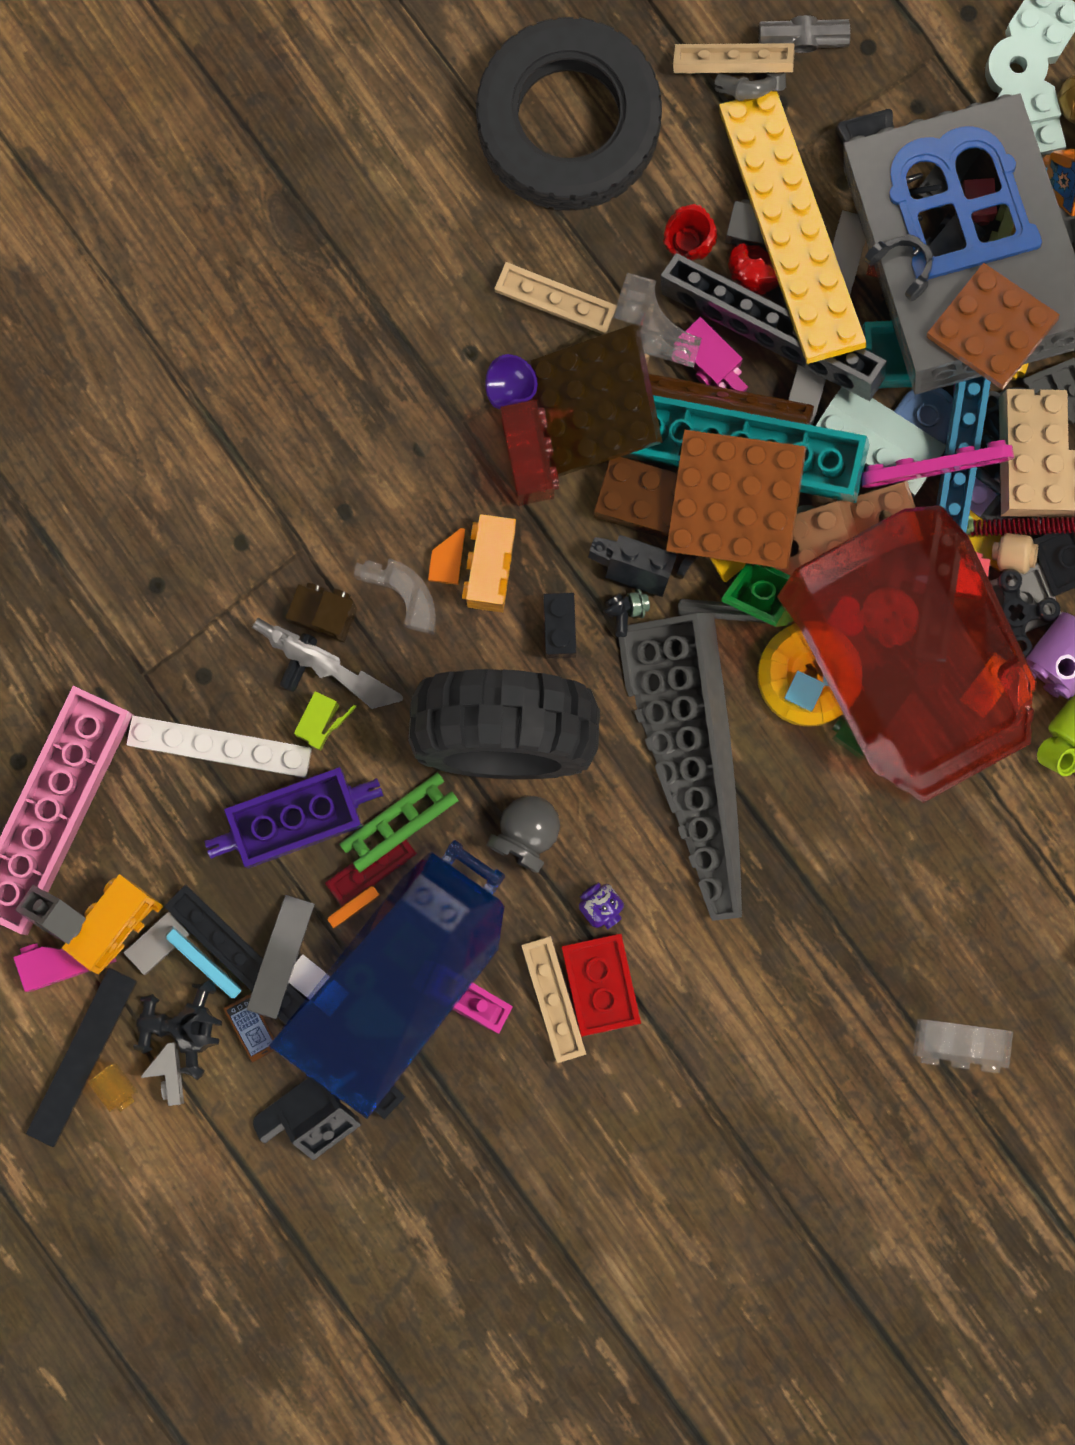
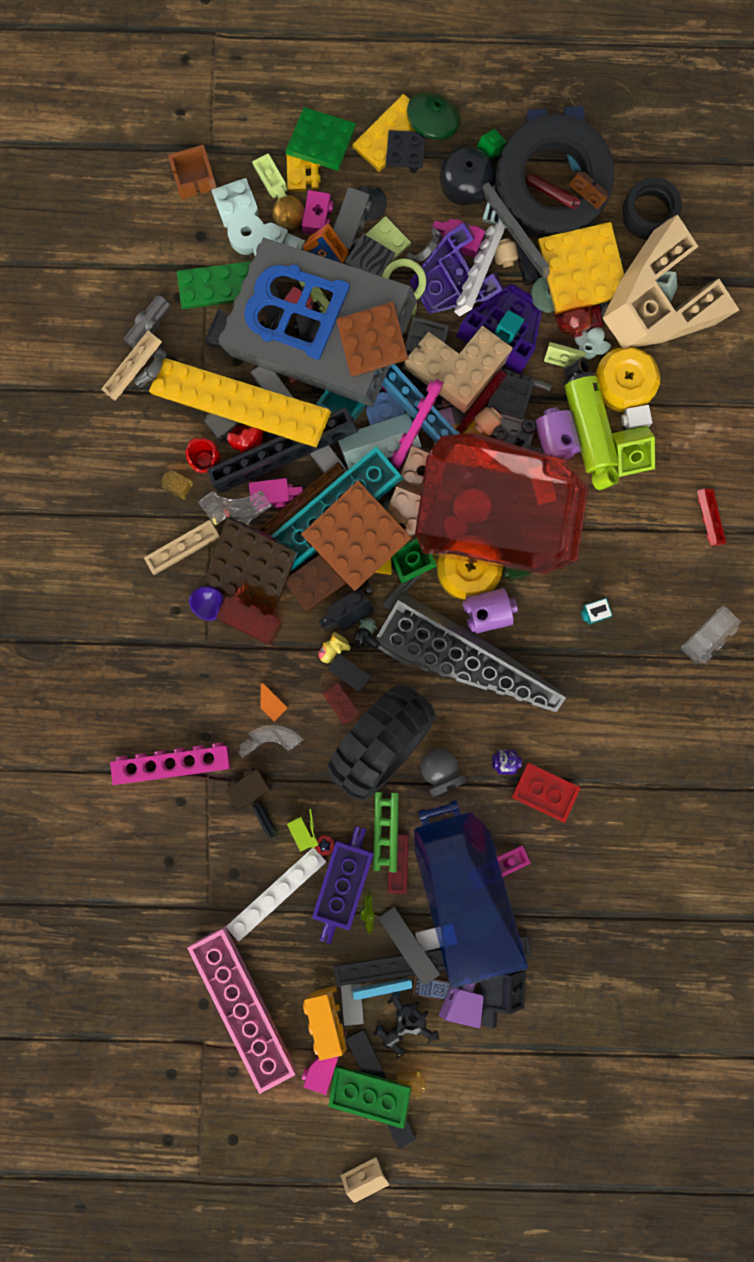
camera: 55 degrees left, 0 degrees up
(51, 914) = (298, 1053): dark grey brick -> none
(63, 1047) = (370, 1096): none -> green plate
(168, 1064) = (420, 1047): light grey slope -> none
(217, 446) = (121, 774): none -> dark pink brick
(260, 1080) = (463, 1006): none -> medium lavender torso
(279, 879) = (367, 914): none -> clear neon green piece
(324, 760) = (325, 845): none -> red tile
(325, 664) = (276, 807): flat silver sword -> none
(354, 906) = (411, 888): orange tile -> none
(489, 563) = (289, 684): light orange wedge -> none
(514, 643) = (341, 704): none -> clear red plate
(553, 999) = (535, 822): tan plate -> none
(555, 48) = (59, 442): black tyre -> none
(576, 581) = (331, 648): none -> light yellow animal
(629, 230) = (176, 484): none -> clear yellow brick
(784, 745) = (496, 610): none -> medium lavender cylinder
(804, 691) = (478, 577): medium azure tile -> none
(878, 875) = (596, 611): none -> brick
(880, 249) = (288, 366): black piece -> none
(916, 75) = (211, 284): none -> green plate

